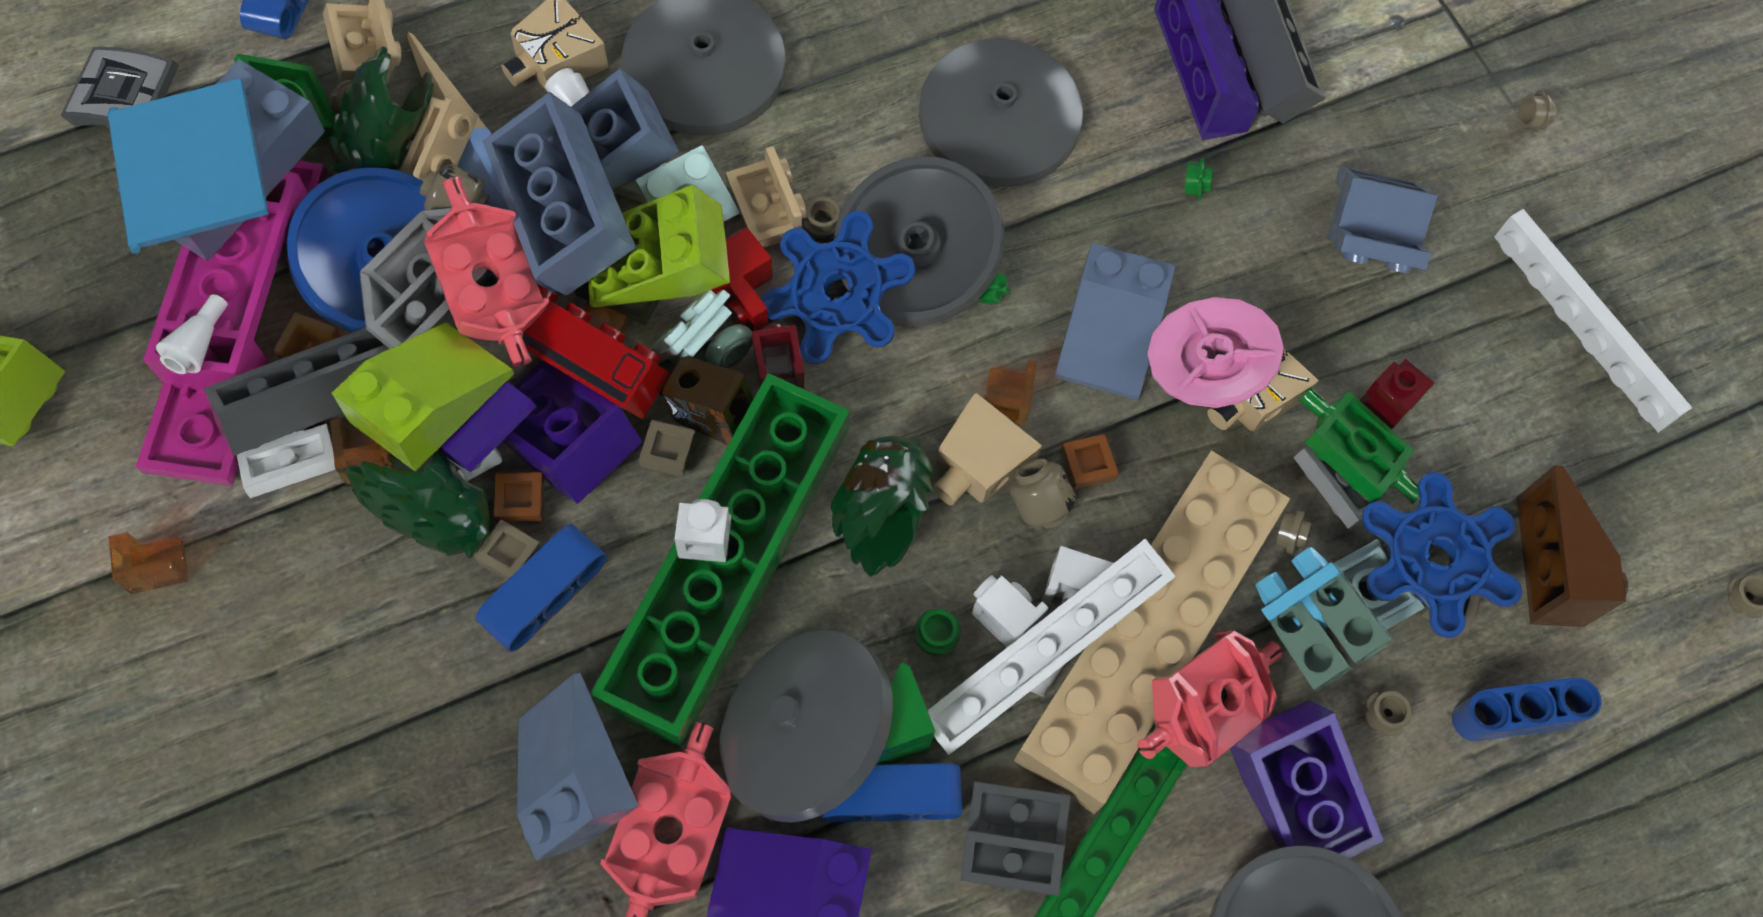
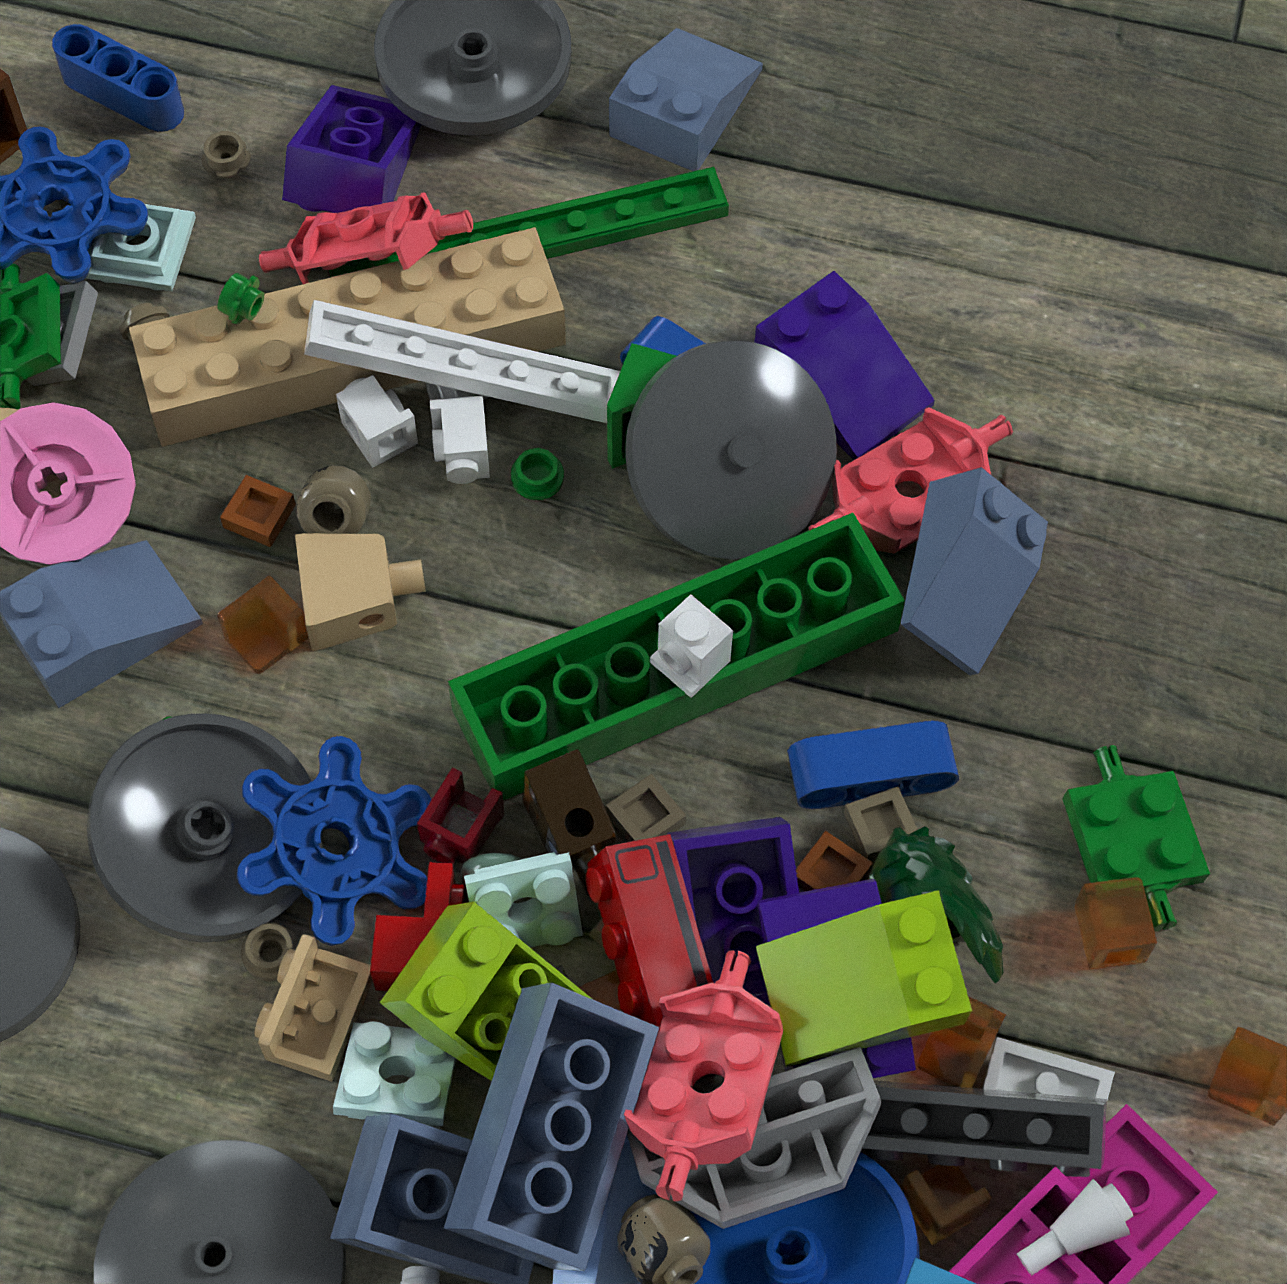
camera: 135 degrees left, 5 degrees down
(299, 589) = (1115, 923): none -> clear orange panel
(328, 674) = (1136, 830): none -> green plate
(882, 501) = (483, 600): dark green head -> none
(1016, 838) = (621, 279): dark grey slope -> none
(1233, 558) = (241, 298): none -> green plate
(1311, 607) = (206, 231): sand green hips -> none

